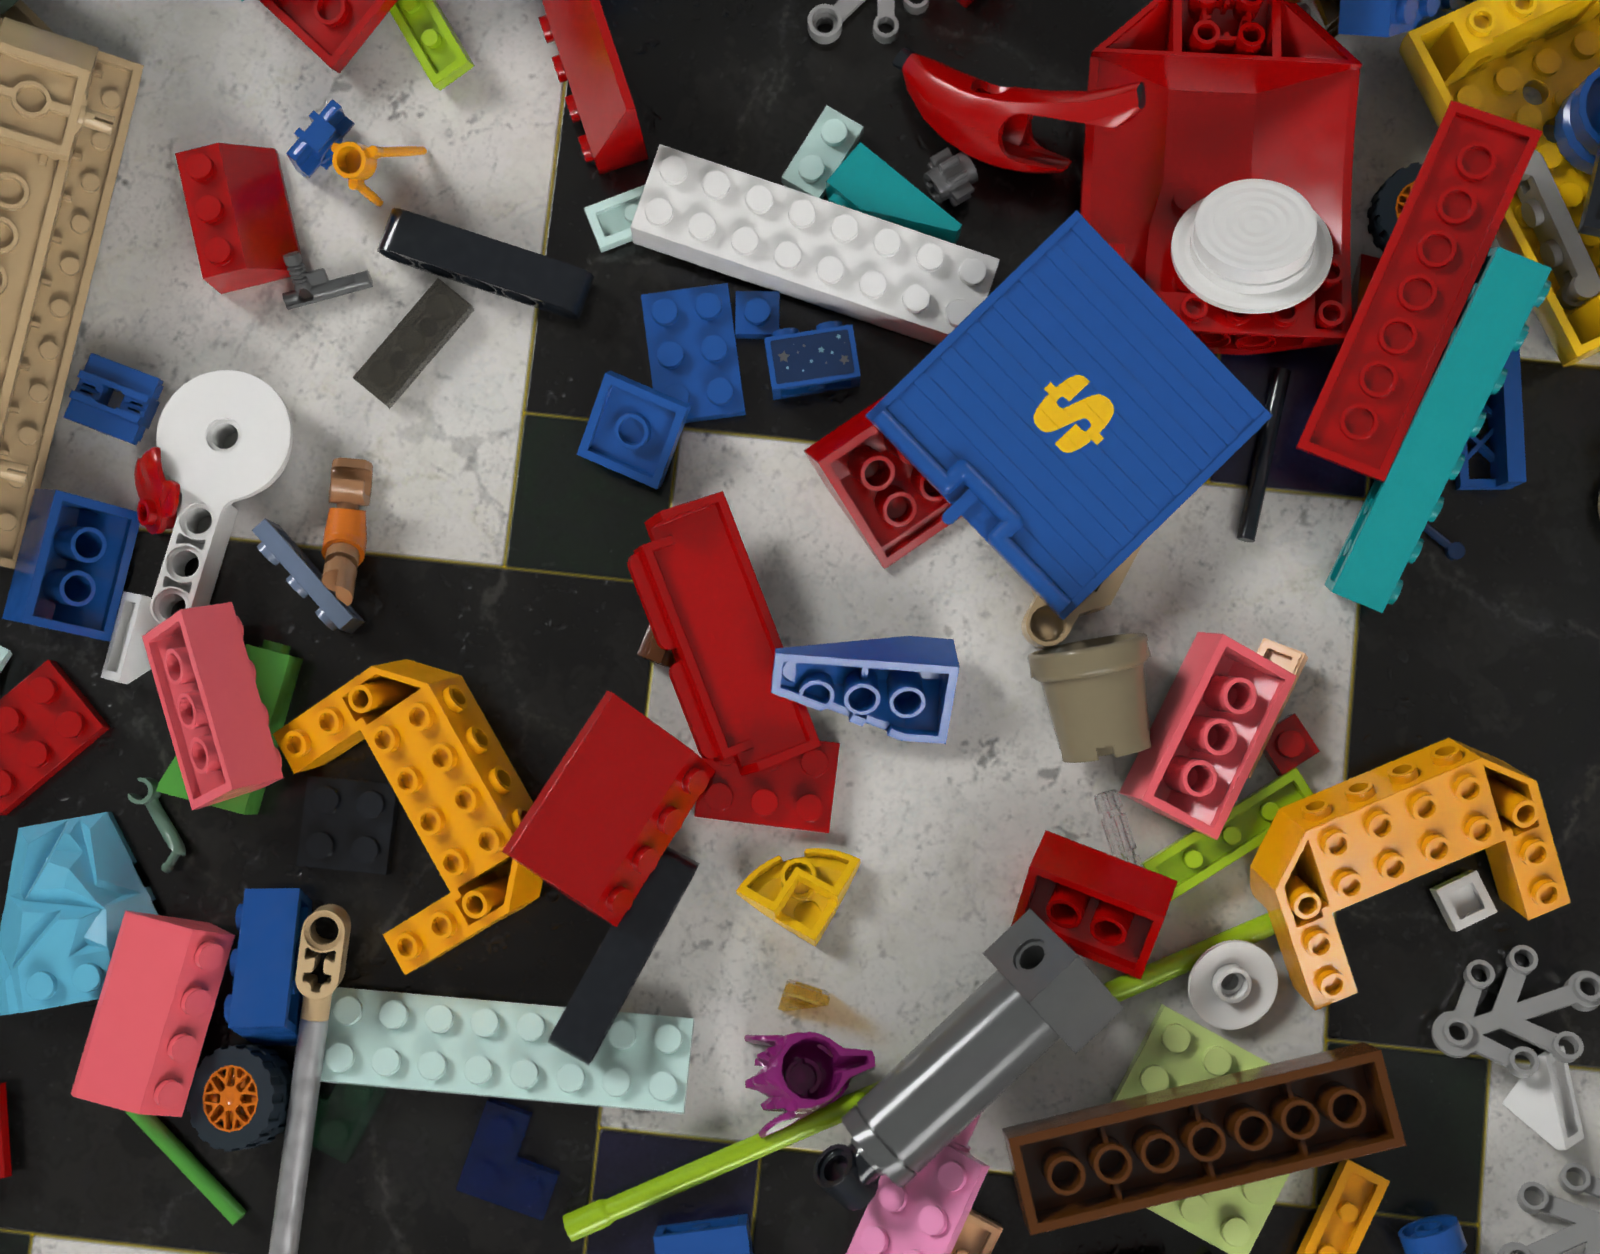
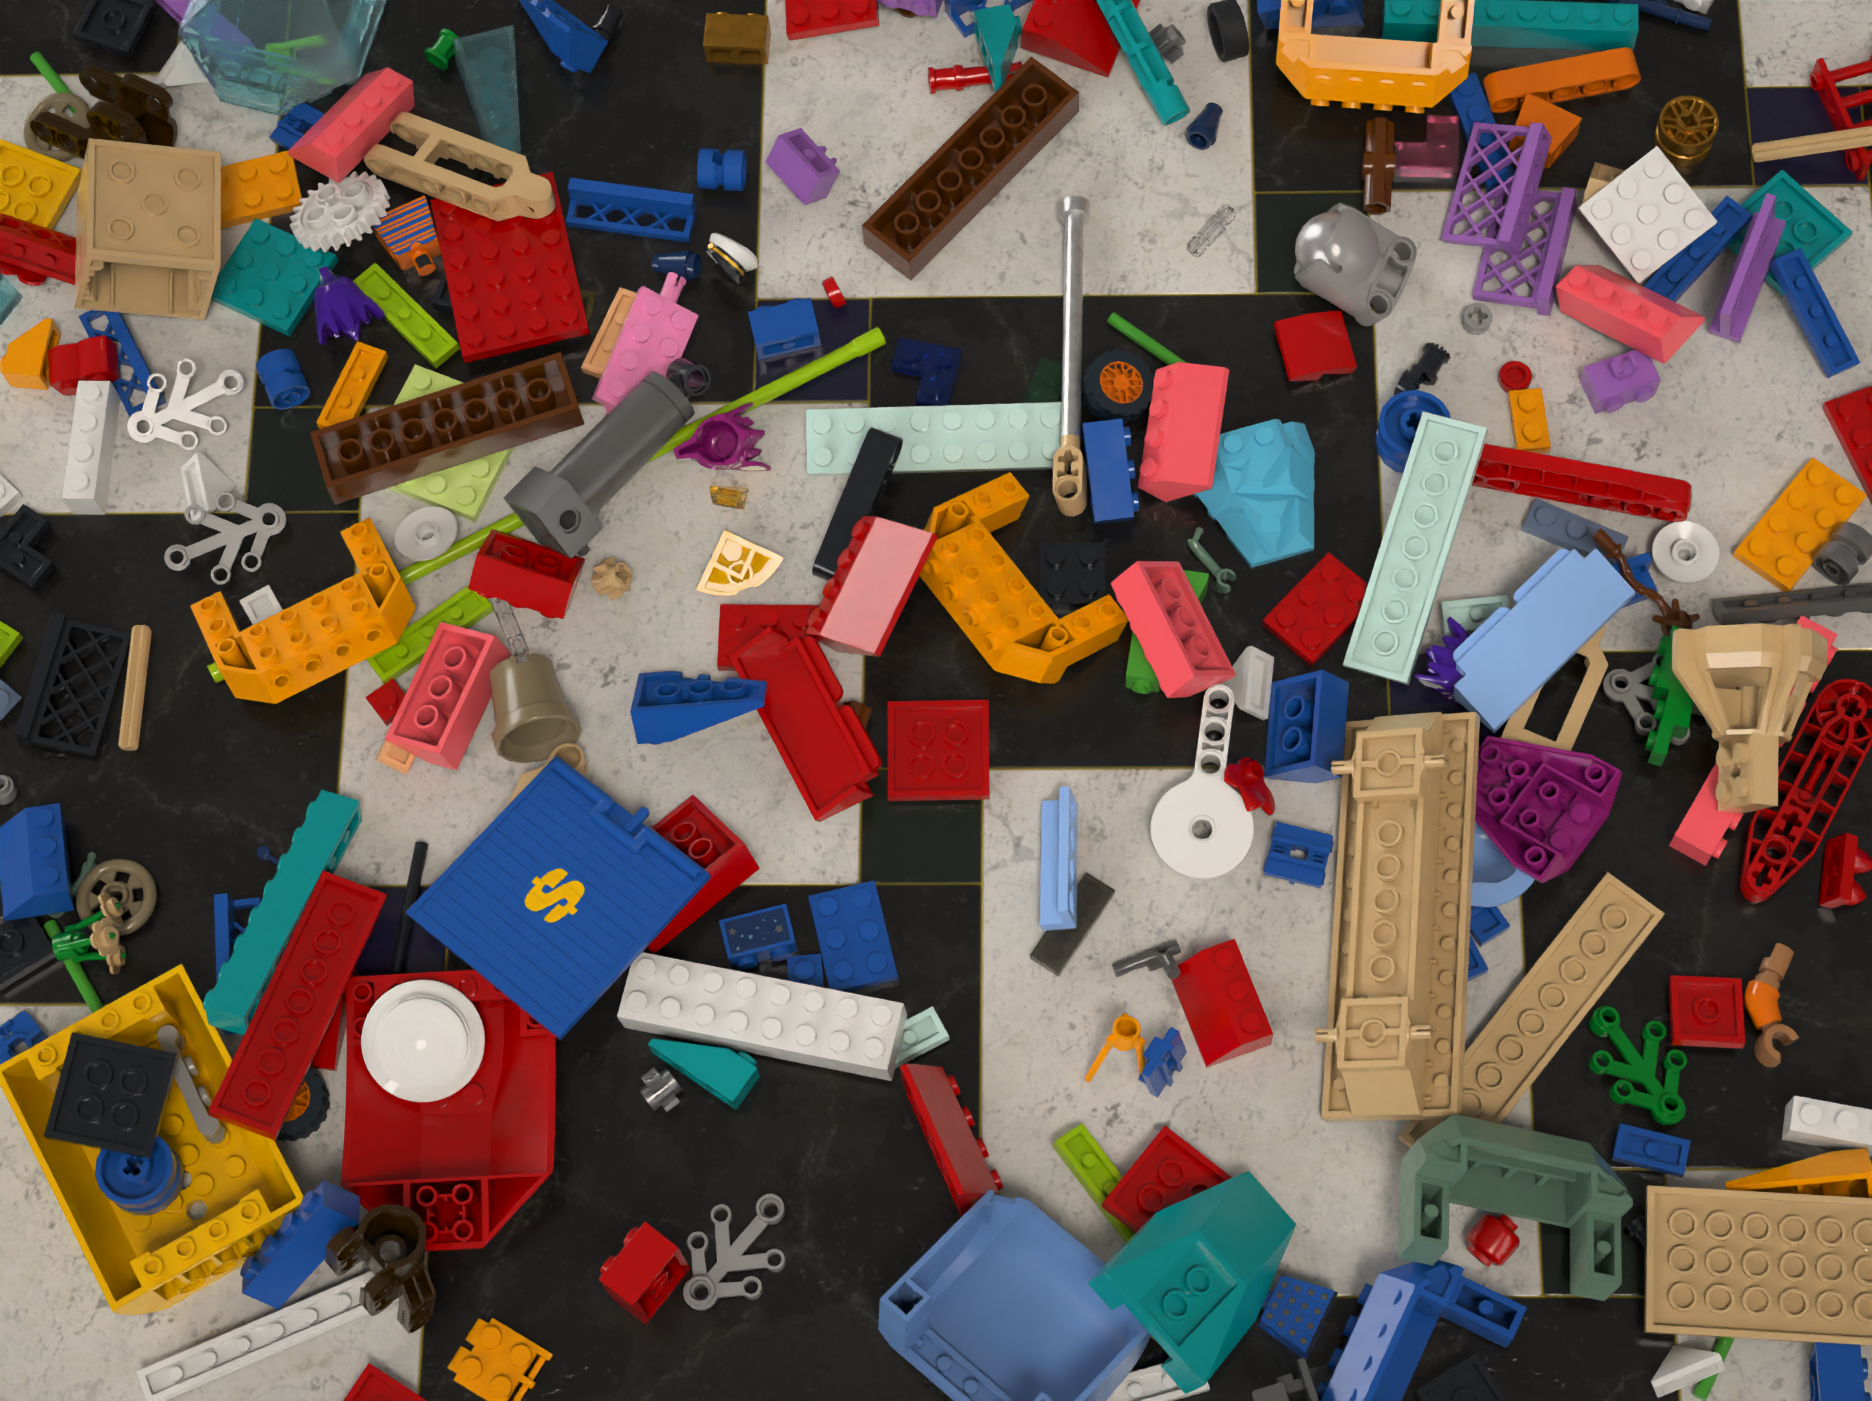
camera: 175 degrees right, 15 degrees down
(305, 577) = (1126, 738): sand blue plate -> none
(346, 525) = (1101, 775): medium nougat piece -> none
(416, 414) = (1059, 862): none -> light blue fence
(485, 263) = (1022, 986): black beam -> none
(555, 590) = (938, 750): none -> red plate
(633, 429) = (890, 868): blue plate -> none
(822, 152) = (764, 1105): light aqua plate -> none
(975, 885) = (611, 578): none -> tan gear
(997, 120) = (615, 1126): red piece -> none

